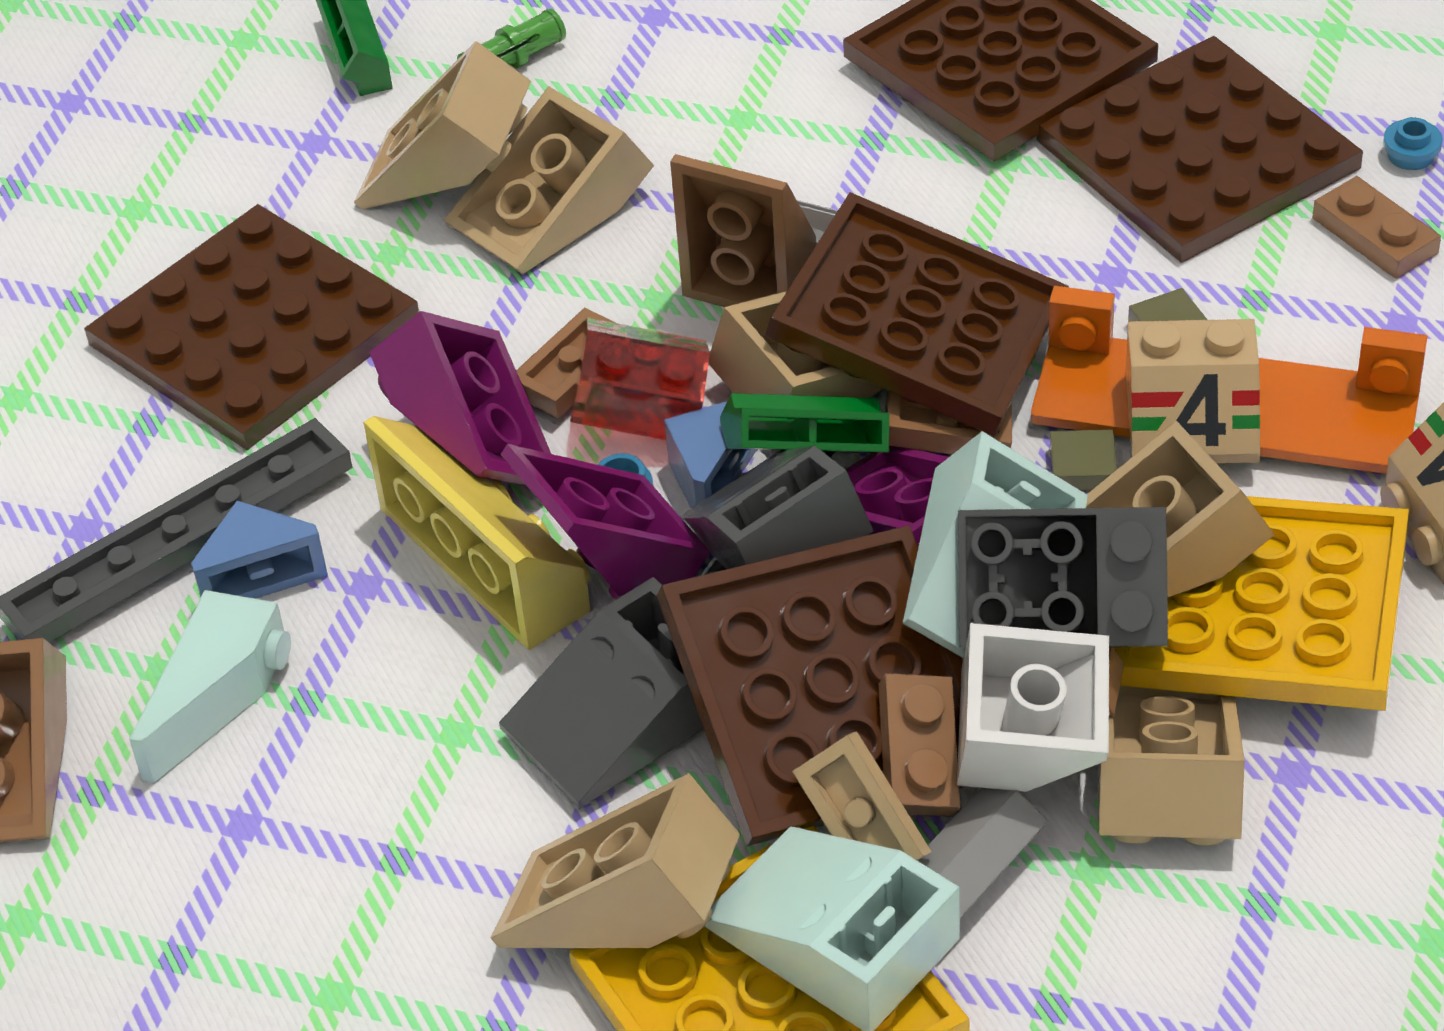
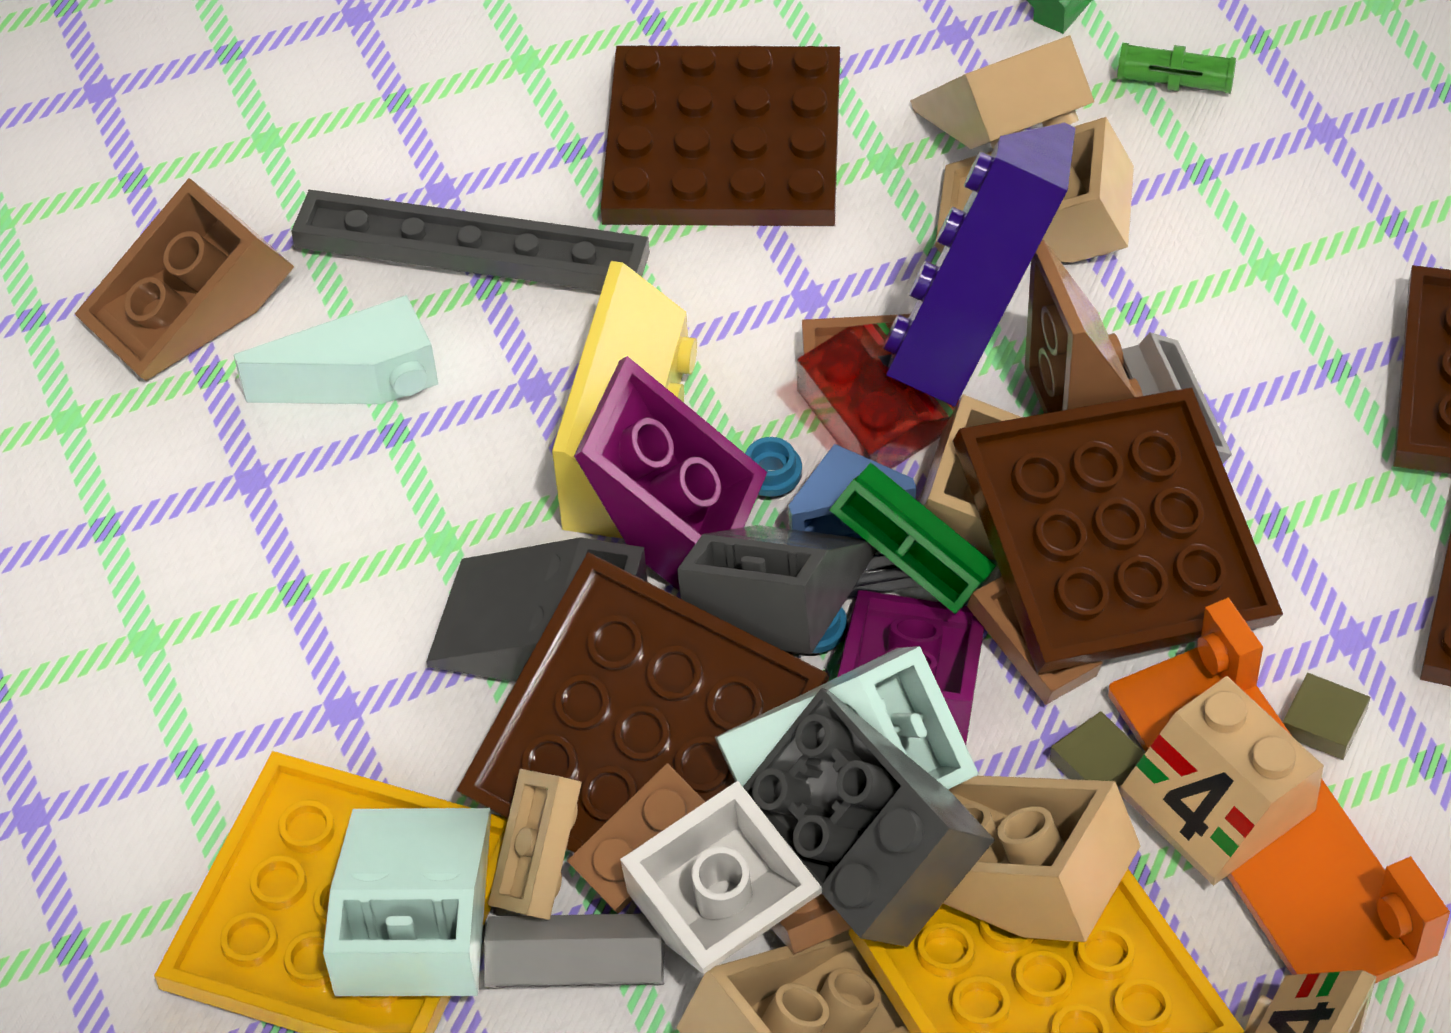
camera: 50 degrees right, 5 degrees up
(258, 554) = (479, 300): medium blue slope -> none
(459, 391) = (729, 315): magenta slope -> none
(624, 876) = (351, 738): tan slope -> none
(655, 202) = (982, 260): none -> dark purple slope

